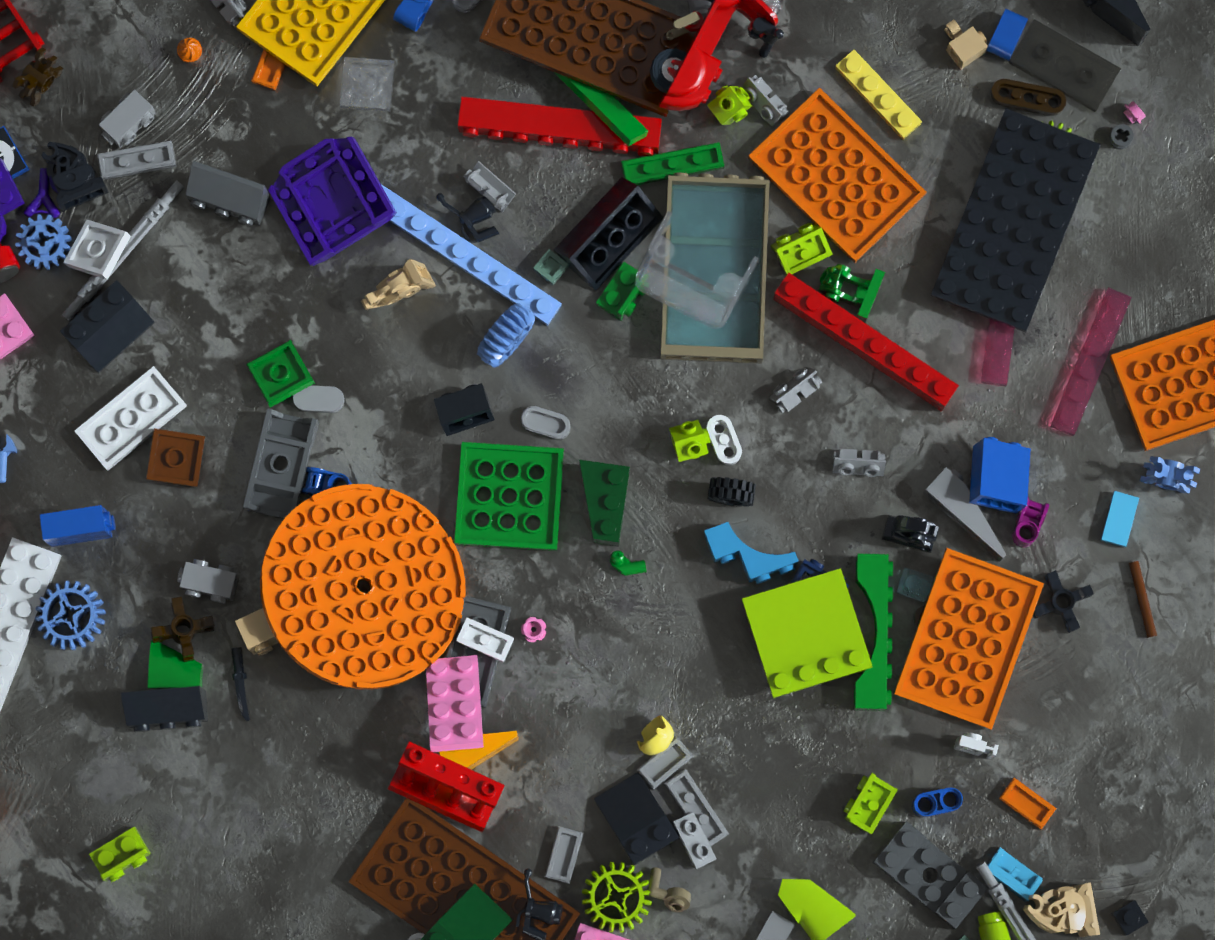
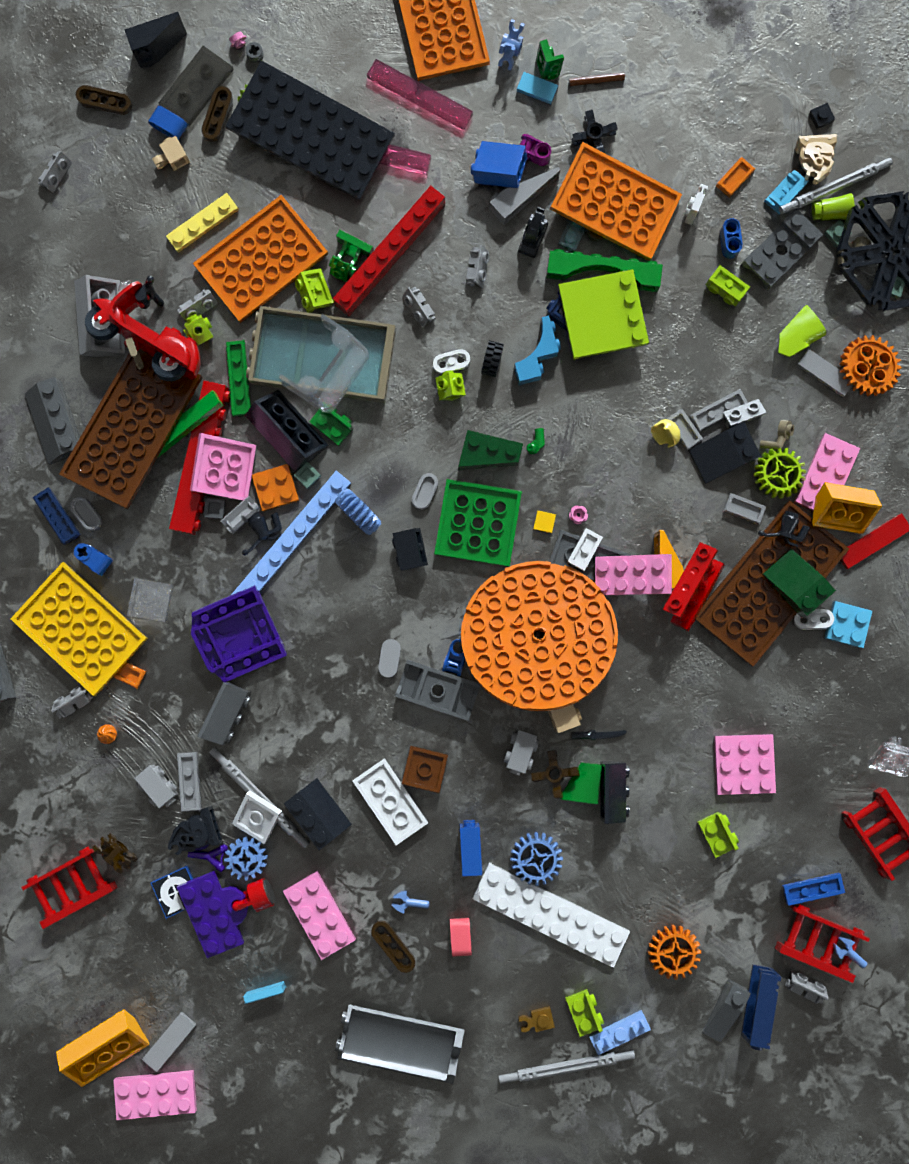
camera: 85 degrees left, 5 degrees up
(216, 883) = (744, 764): none -> bright pink plate
(280, 373) = (367, 685): green tile -> none
(400, 284) = (310, 588): tan piece -> none
(495, 152) = (214, 508): none -> dark grey plate
(519, 585) = (544, 521): none -> yellow tile
(531, 227) = (275, 487): none -> orange plate
(548, 156) = (222, 467): none -> bright pink plate
(1145, 529) = (547, 63): none -> green bracket

